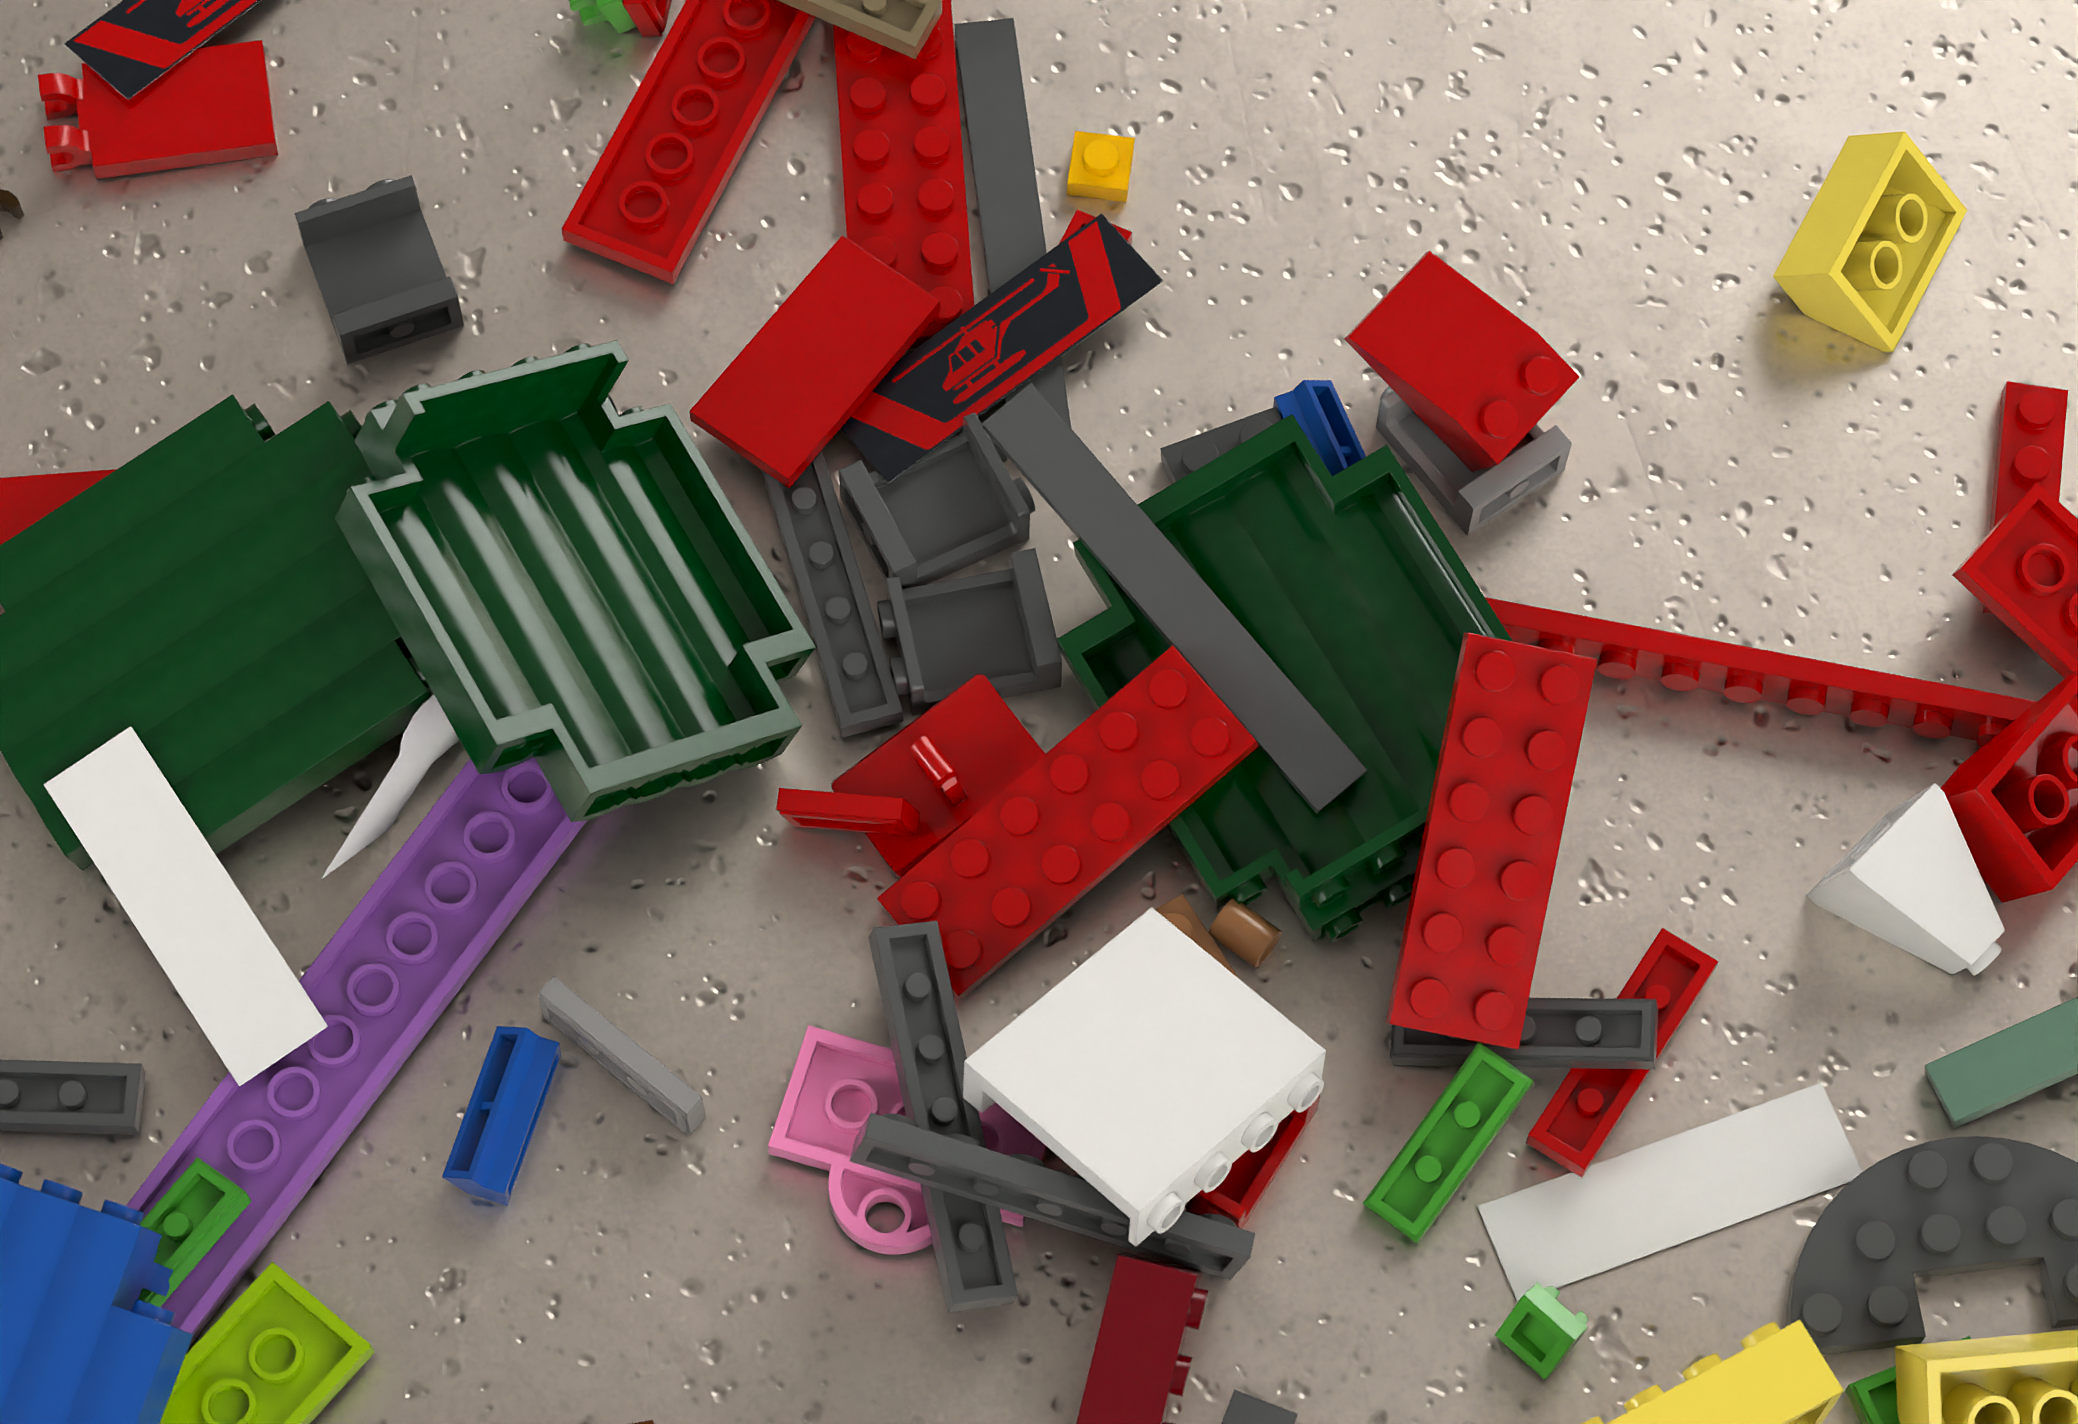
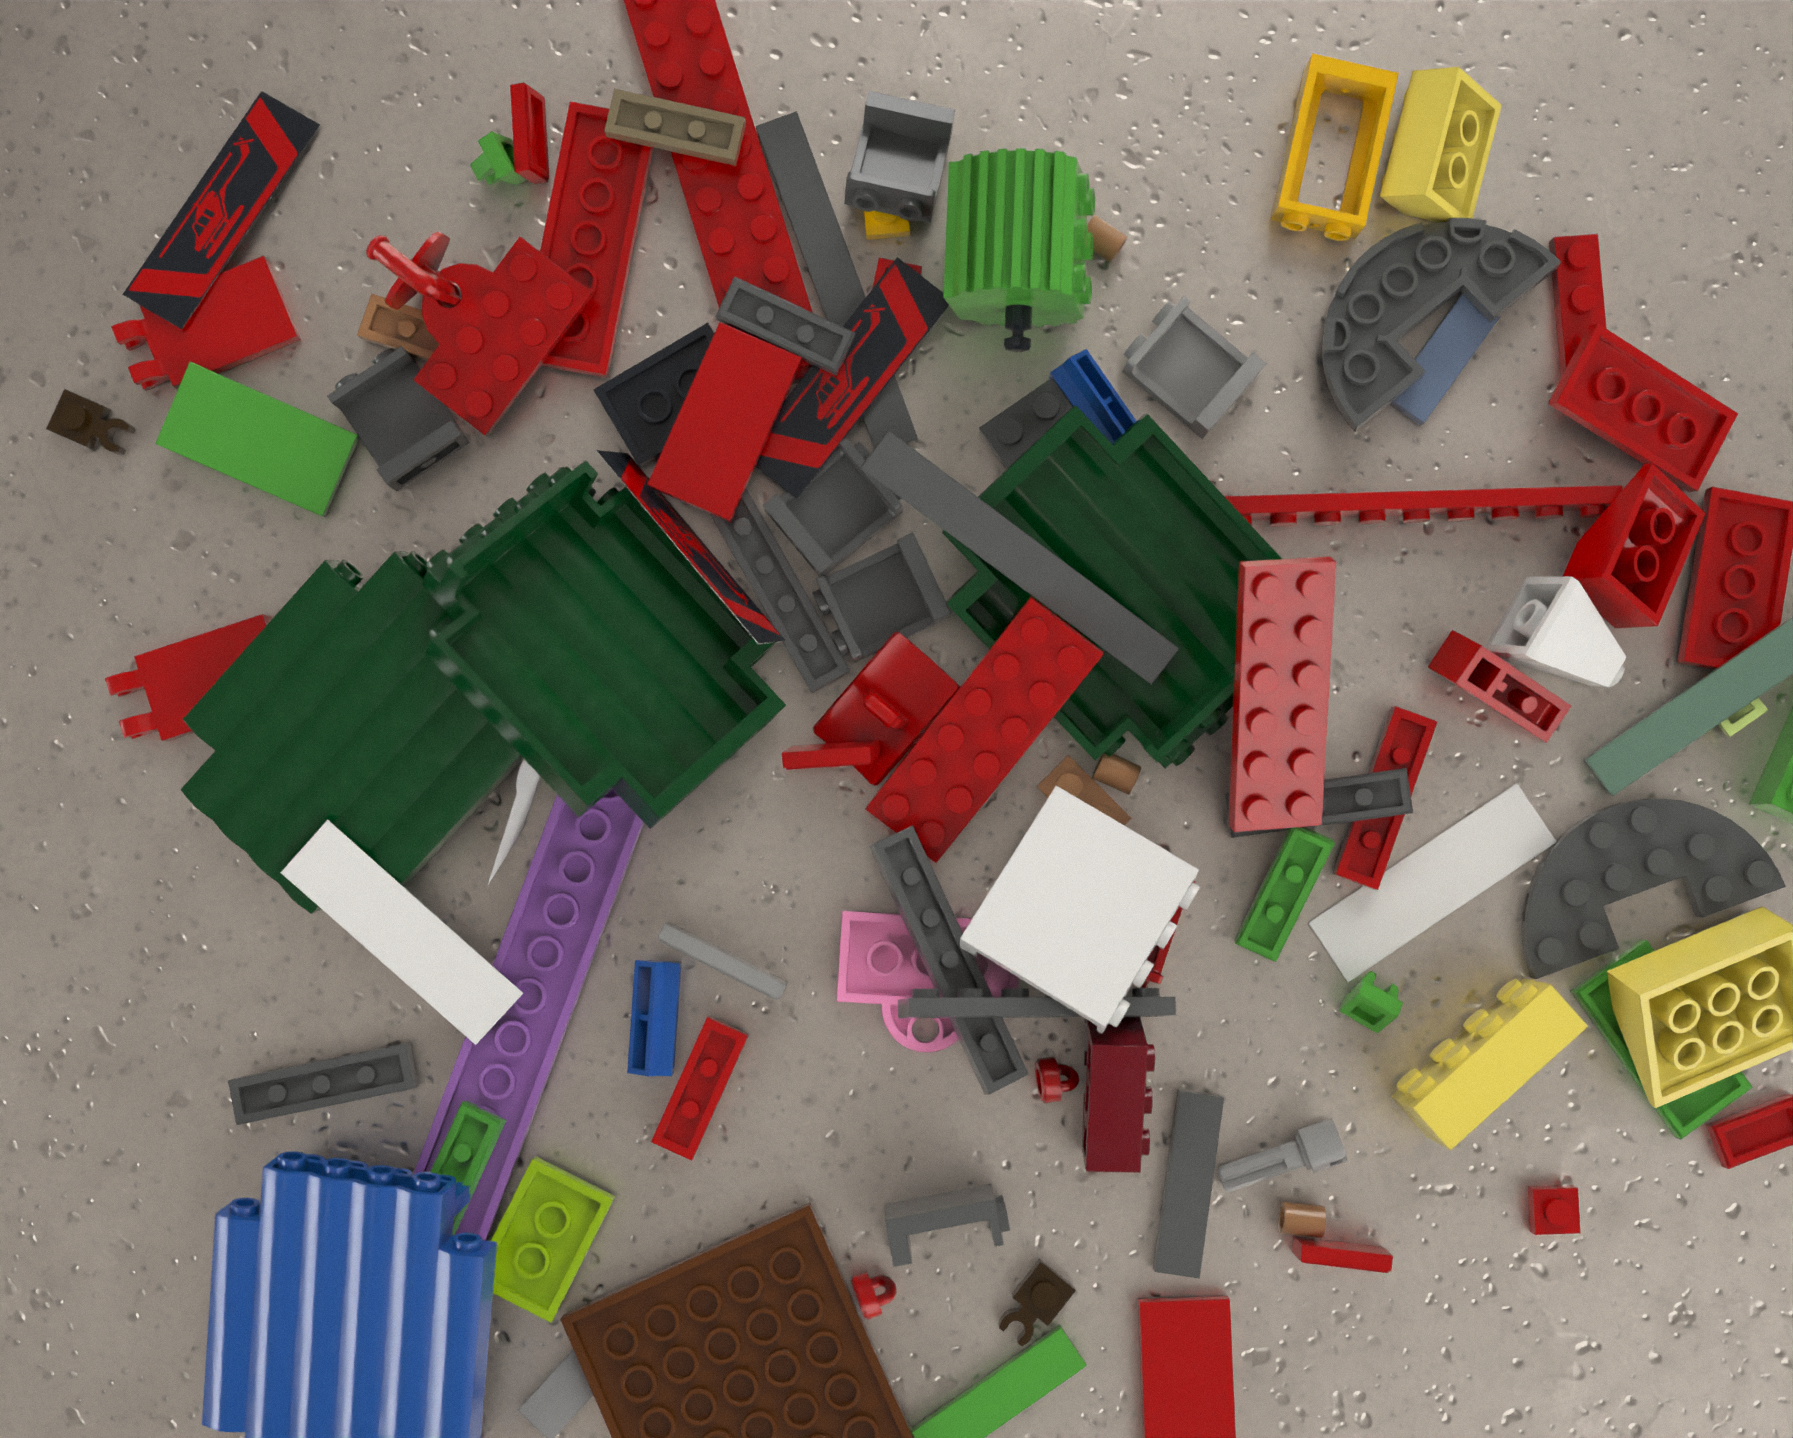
camera: 15 degrees left, 20 degrees up
(184, 254) = (257, 439): none -> bright green tile
(443, 174) = (397, 328): none -> medium nougat plate
(532, 189) = (496, 331): none -> red plate
(539, 1225) = (700, 1088): none -> red plate
(720, 311) = (651, 393): none -> black plate
(729, 501) = (692, 548): none -> black sticker
(903, 240) = (785, 325): none -> dark grey tile
(1049, 1327) = (1048, 1079): none -> red tile
(1136, 94) = (899, 157): none -> dark grey panel
(1265, 212) = (1018, 240): none -> bright green piece
(1384, 253) = (1106, 238): none -> medium nougat hinge
(1461, 362) = (1180, 323): red slope -> none
(1724, 123) = (1376, 92): none -> yellow piece
(1789, 392) = (1402, 285): none -> dark grey plate
(1818, 936) = (1499, 685): none -> red slope
(1822, 502) = (1444, 358): none -> sand blue tile

